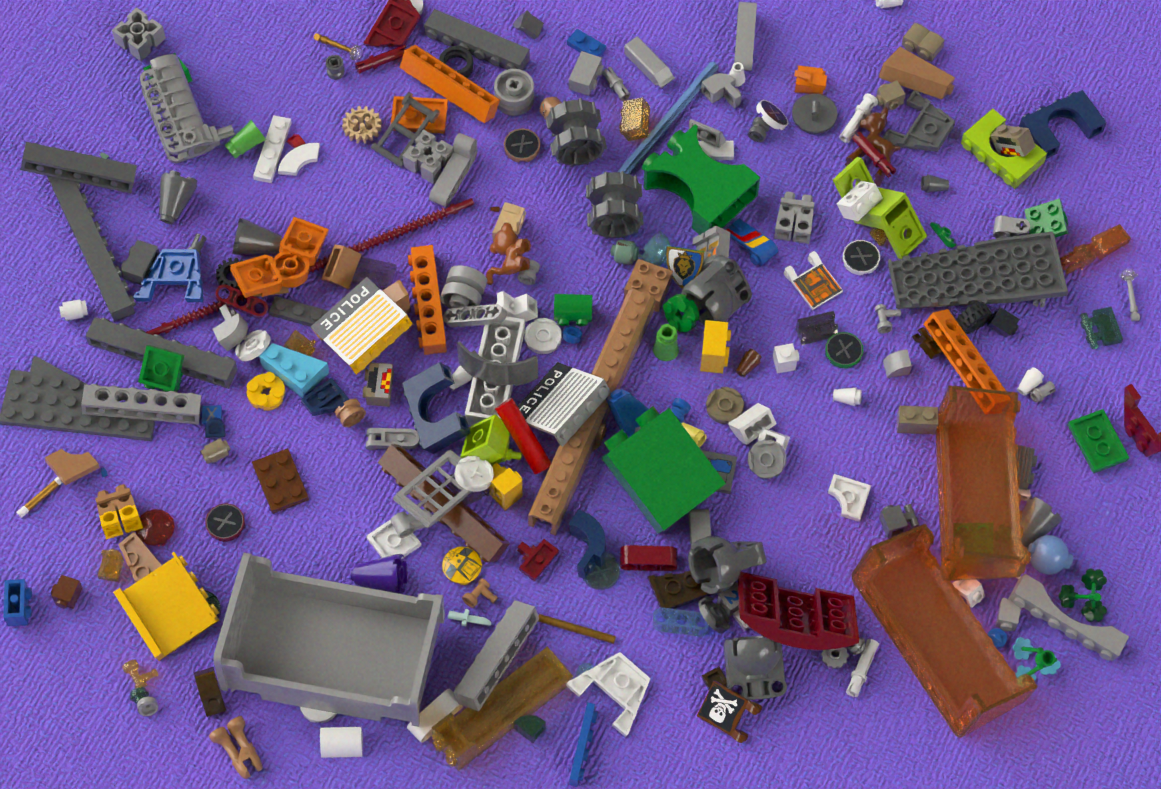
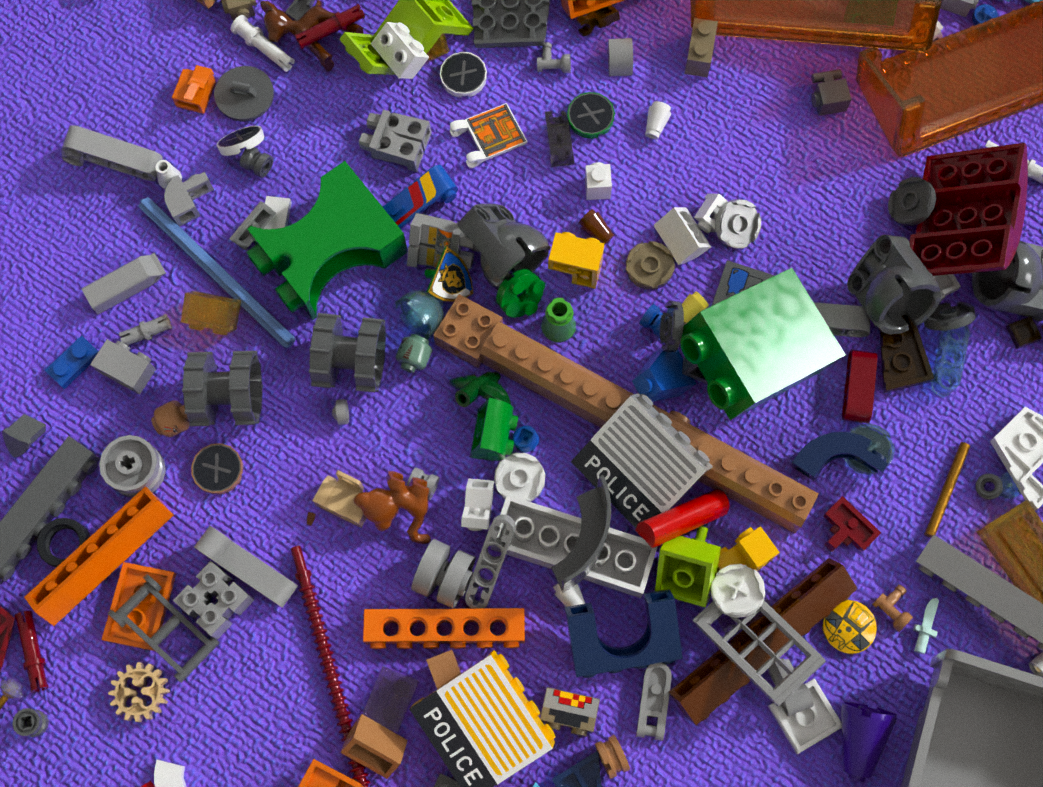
camera: 80 degrees left, 10 degrees up
(574, 213) = (341, 412): none -> light grey tile
(582, 656) = (982, 480): none -> dark grey plate
(605, 296) = (484, 385): none -> dark green plant
(676, 408) = (672, 326): none -> dark grey tile
(808, 583) = (912, 201): none -> dark grey tile
(851, 496) = (789, 140): white tile -> none

